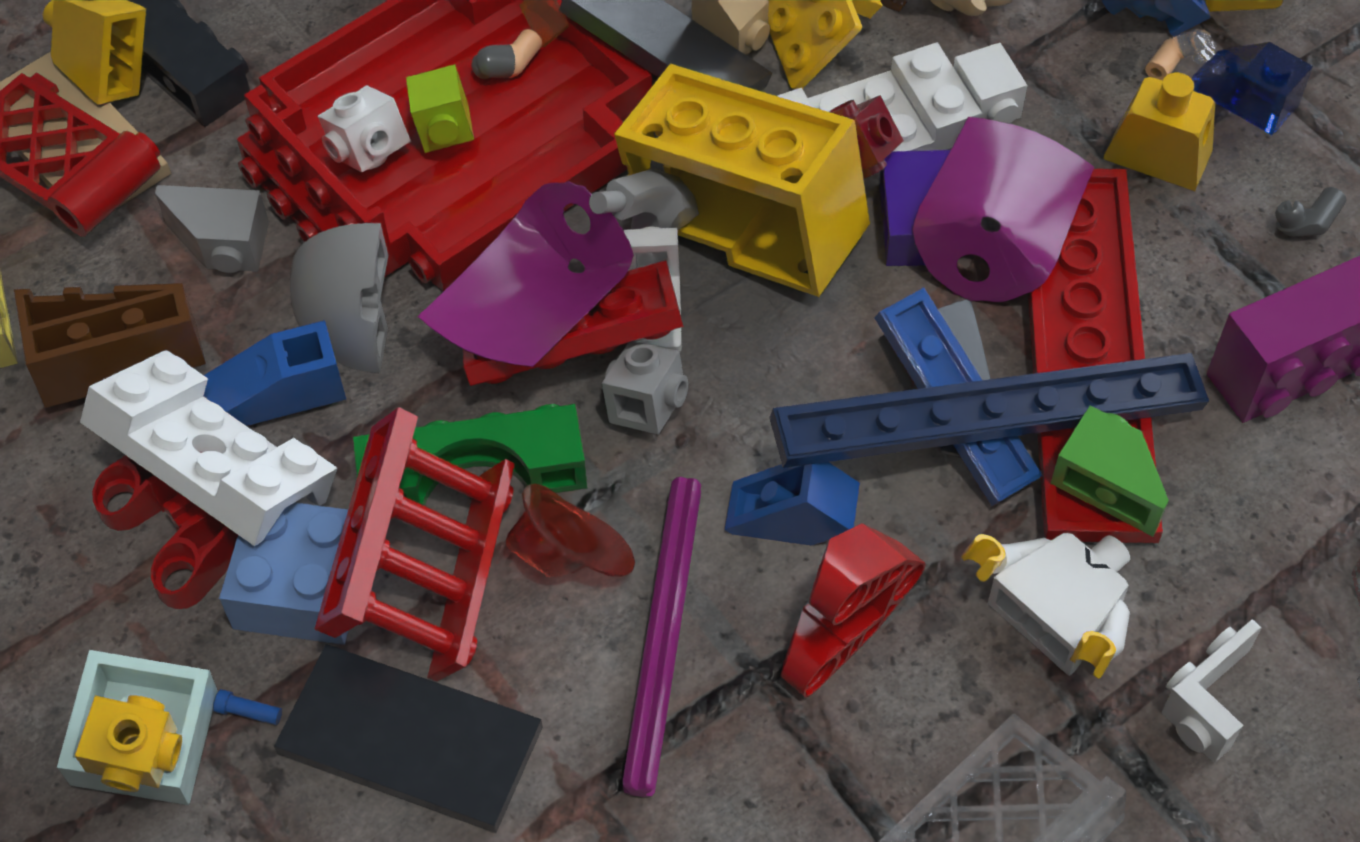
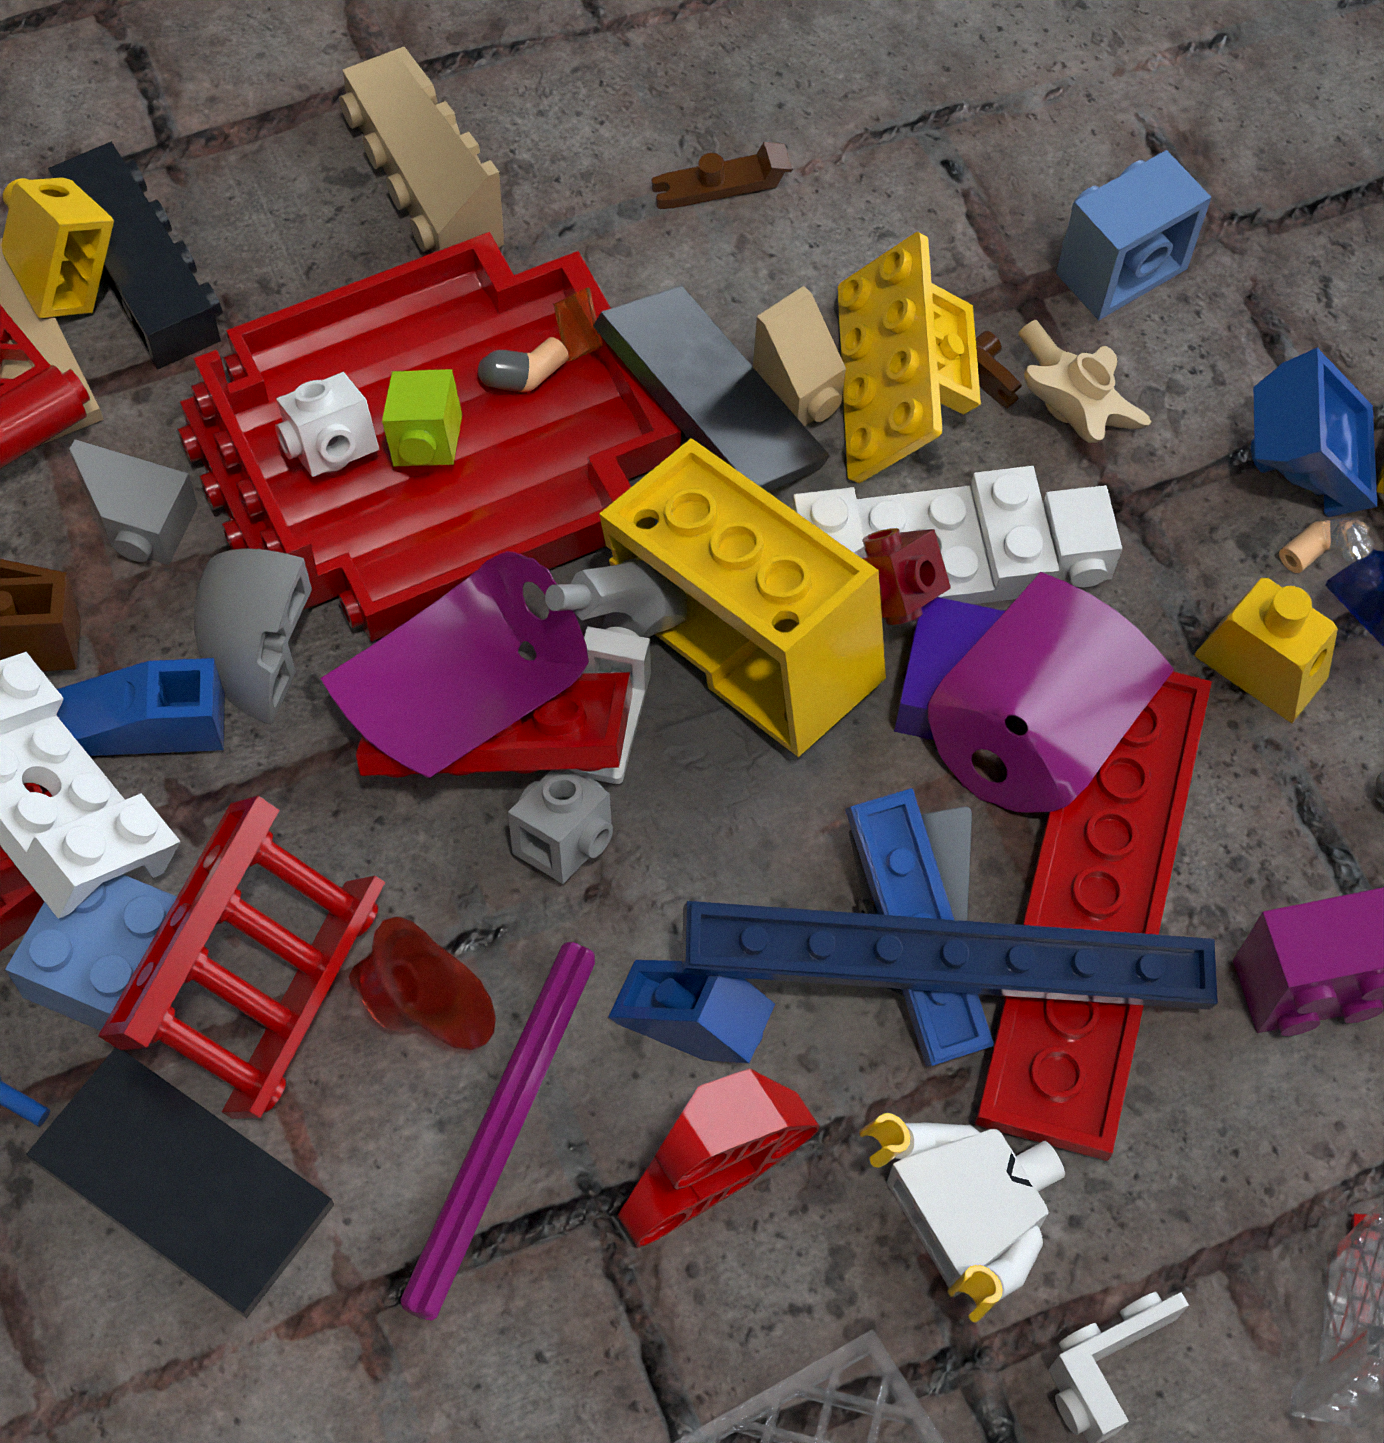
camera: 10 degrees right, 5 degrees up
(539, 442) = (423, 864): green arch -> none
(1112, 470) = (1071, 1064): bright green slope -> none

